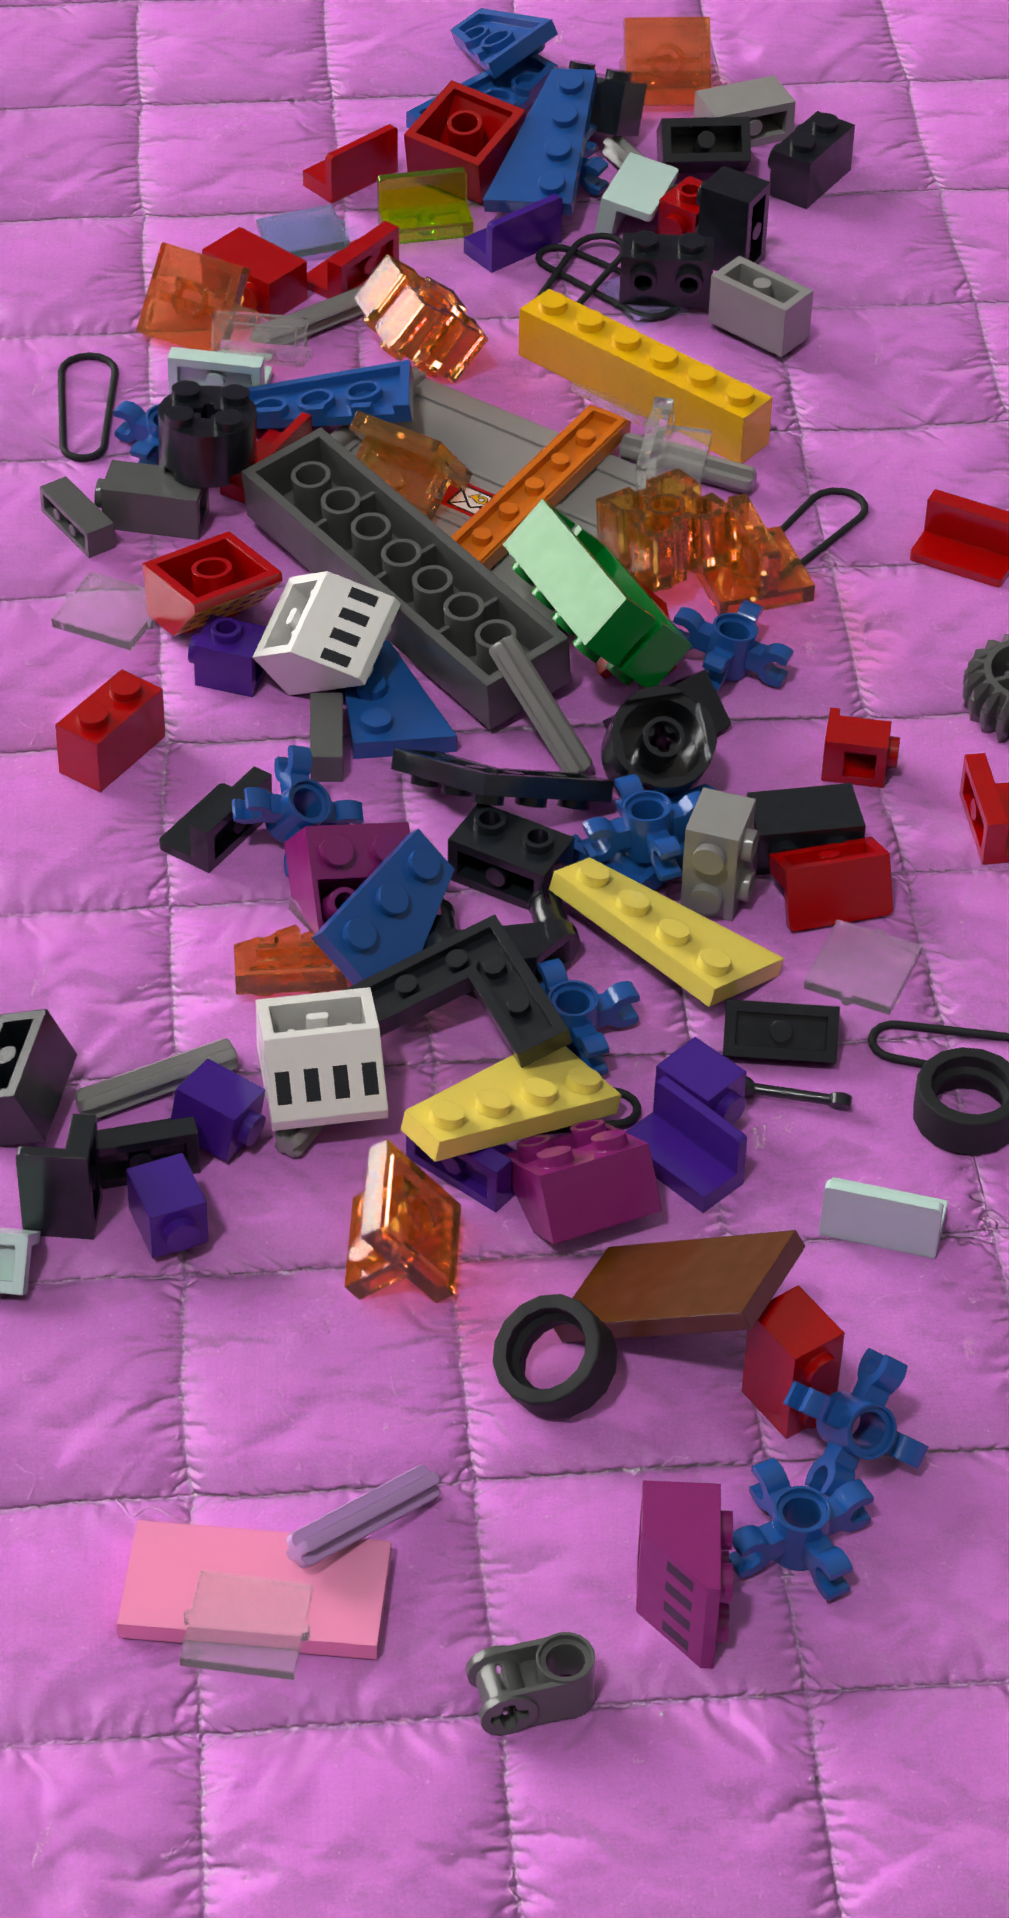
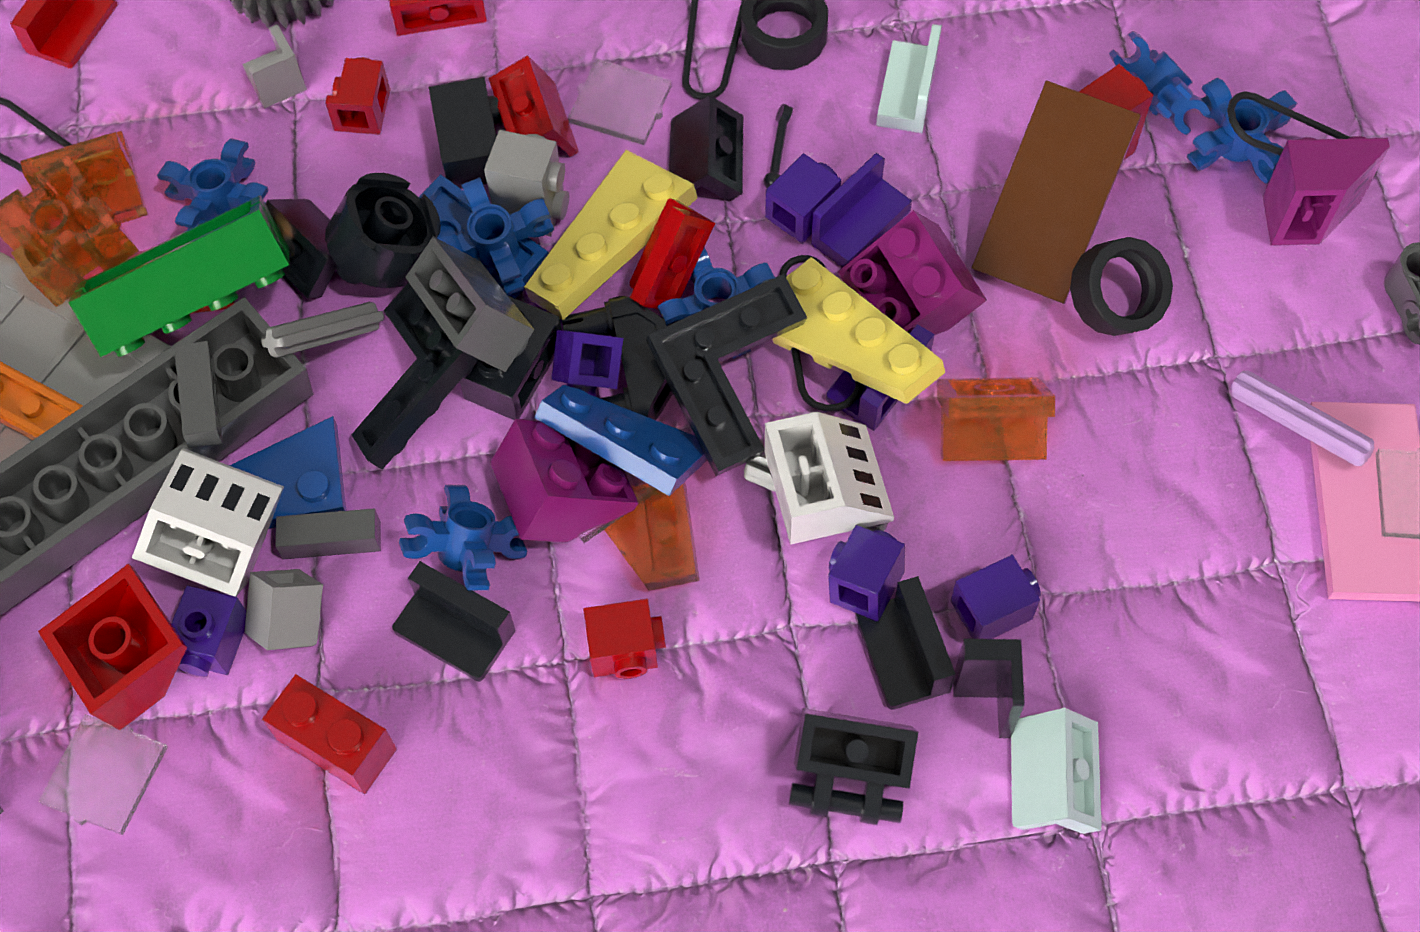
camera: 90 degrees left, 20 degrees up
(151, 1080) = (815, 640): light grey axle -> none
(174, 928) = (623, 638): none -> red brick
(247, 700) = (283, 609): none -> light grey panel
(452, 603) = (198, 394): none -> dark grey piece
(490, 889) = (587, 360): none -> dark purple brick
(538, 781) = (469, 305): none -> dark grey brick
(612, 955) = (670, 254): none -> red panel
(740, 1570) = (1279, 108): none -> black piece
(893, 692) = (275, 73): none -> light grey panel

